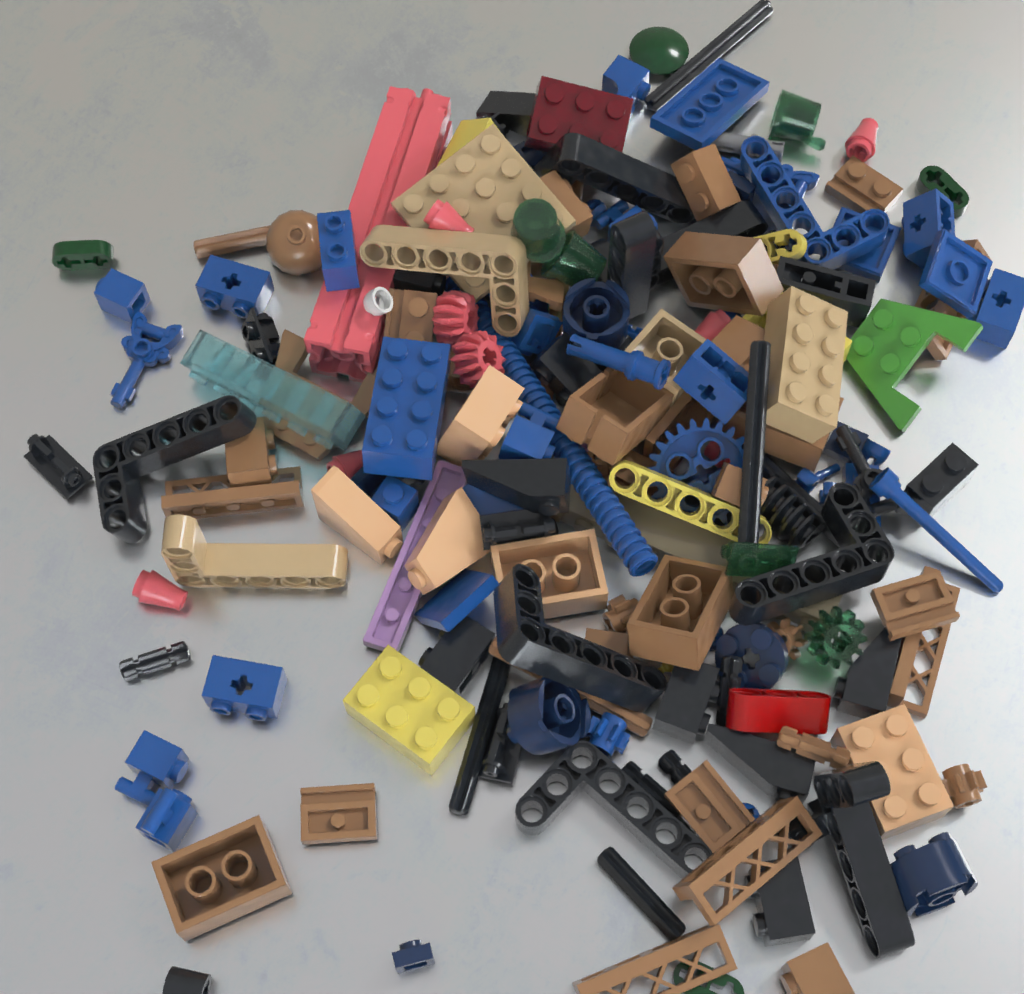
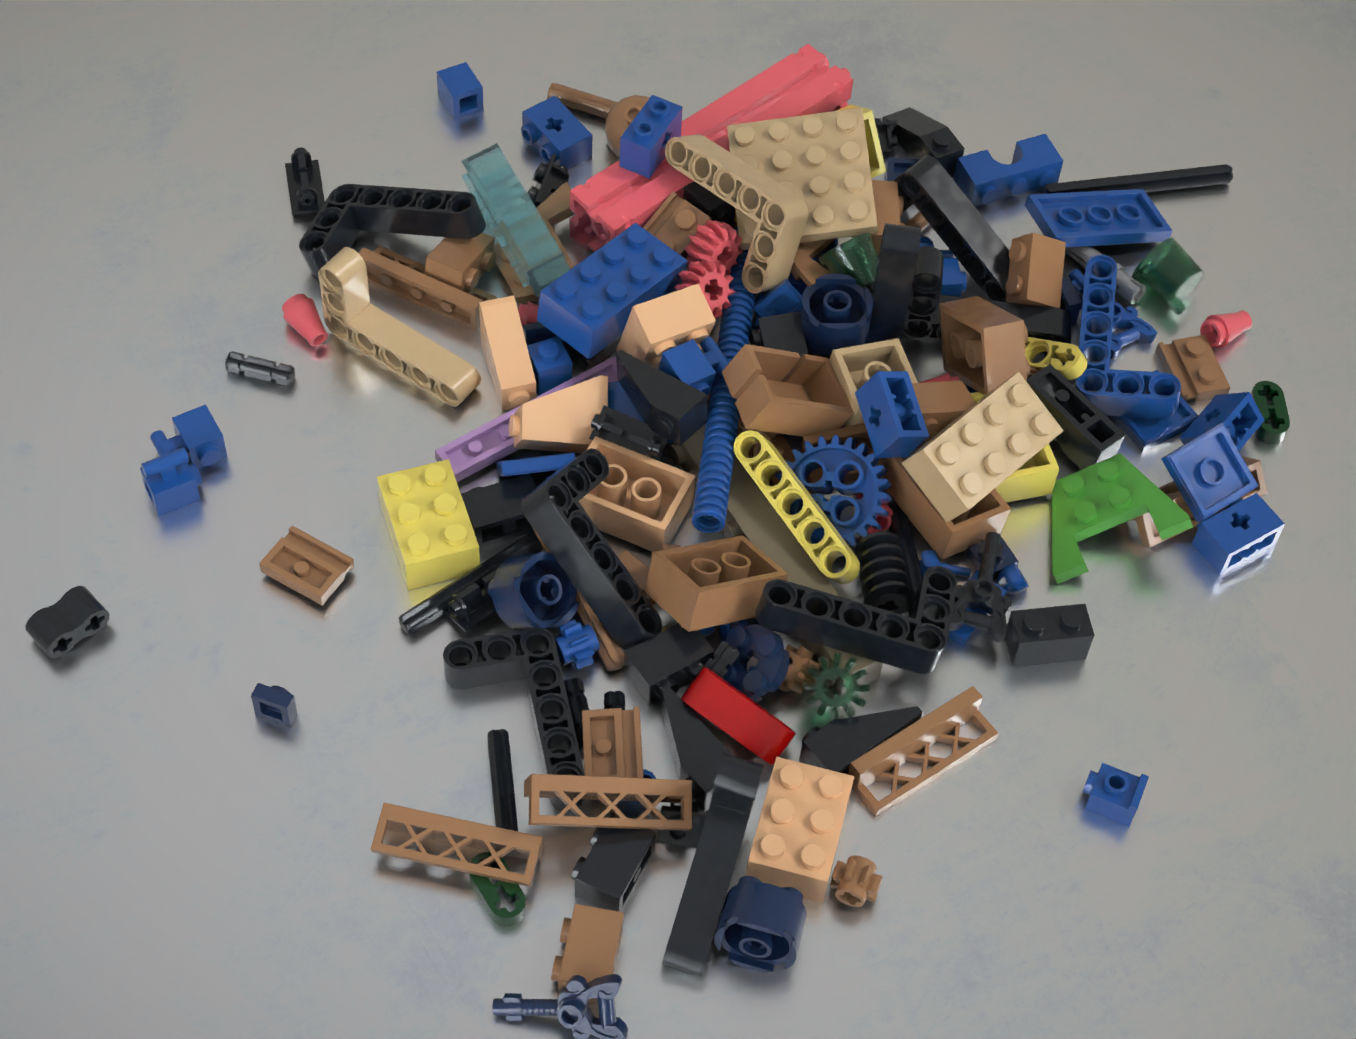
camera: 30 degrees right, 10 degrees down
(82, 255) = (454, 43): dark green beam -> none
(144, 353) = (442, 144): blue piece -> none
(221, 878) = (174, 547): medium nougat brick -> none
(233, 675) = (311, 428): blue brick -> none
(381, 304) = (656, 199): white hinge -> none
(445, 217) = (759, 155): coral cone -> none
(539, 229) = (831, 209): clear green hat -> none
(573, 108) = (961, 149): dark red brick -> none
(633, 364) = (830, 361): blue pin -> none
(659, 50) = (1092, 155): dark green dish -> none
(729, 485) = (849, 516): medium nougat brick -> none
(754, 442) = (878, 479): black axle -> none
(756, 558) = (809, 571): clear green hinge -> none
(813, 747) = (725, 738): medium nougat axle -> none
(887, 485) = (988, 596): blue piece -> none
(914, 605) = (930, 704): medium nougat plate -> none

